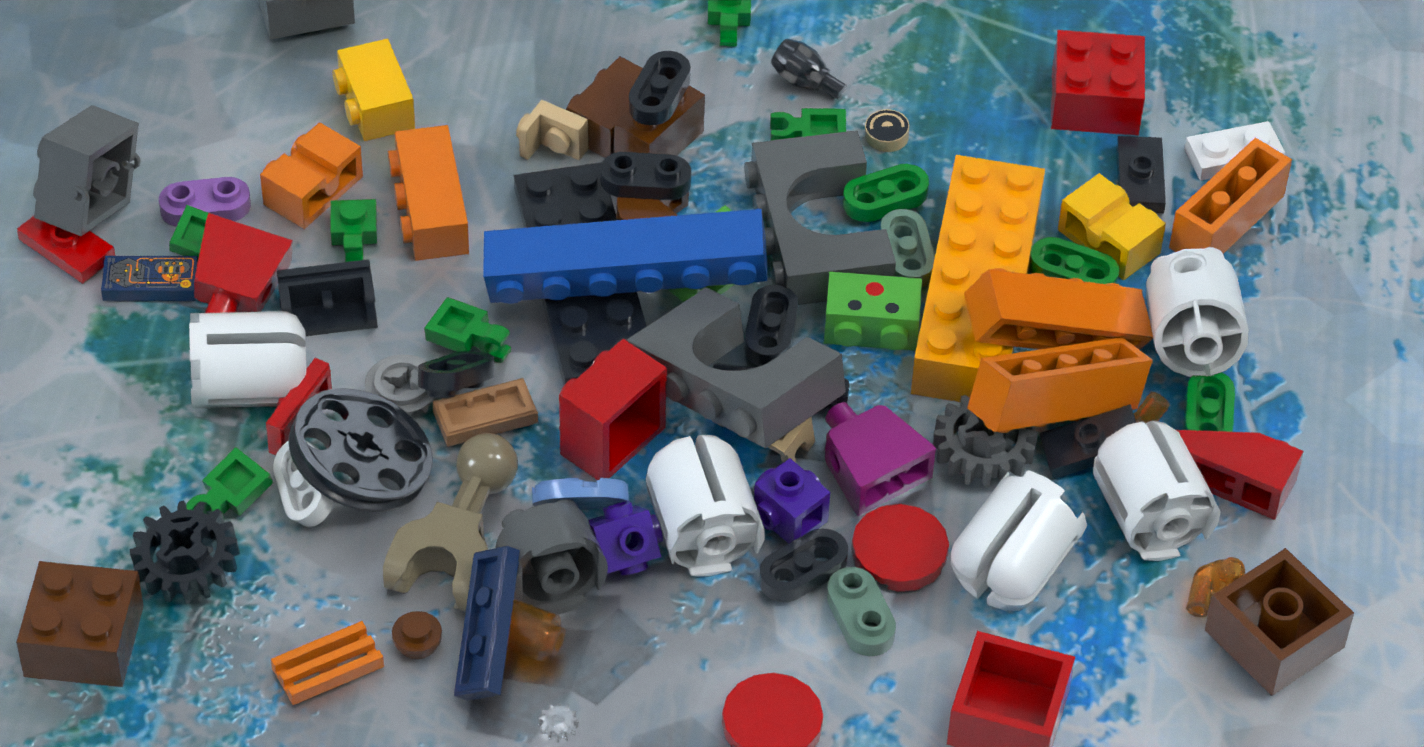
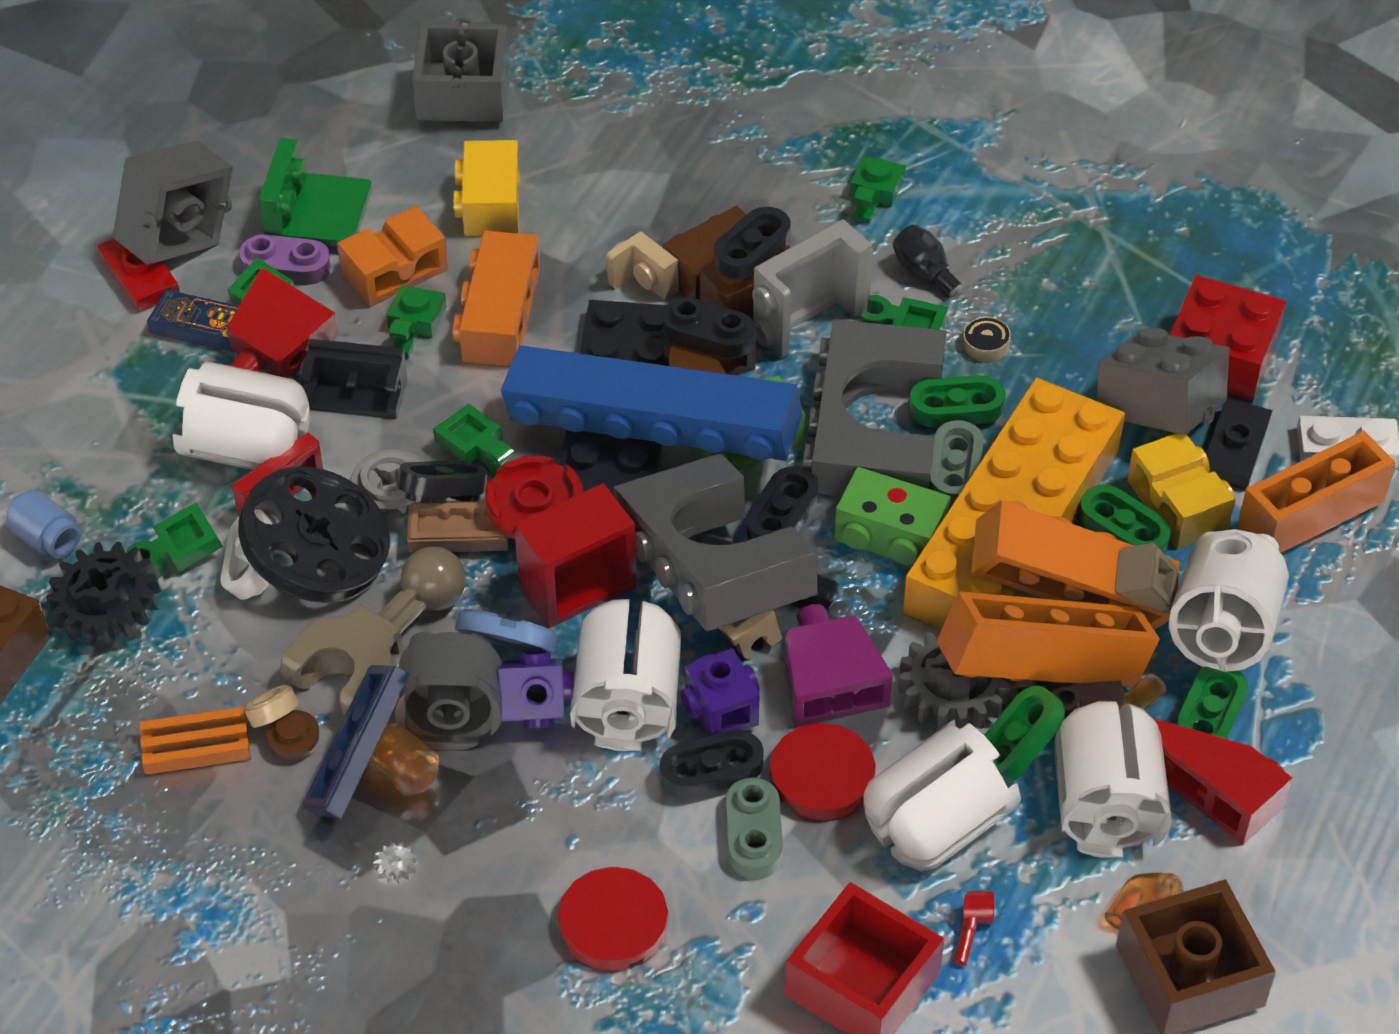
camera: 20 degrees right, 0 degrees up
(94, 503) = (43, 524): none -> medium blue brick
(213, 141) = (309, 203): none -> green bracket
(388, 613) = (271, 705): none -> tan tile
(542, 364) = (526, 488): none -> red tile
(727, 99) = (809, 279): none -> light grey panel
(1058, 462) = (1025, 730): none -> green plate
(1067, 131) = (1164, 380): none -> dark grey brick
(1079, 629) = (977, 909): none -> red hand
(1122, 308) = (1146, 577): none -> dark tan slope

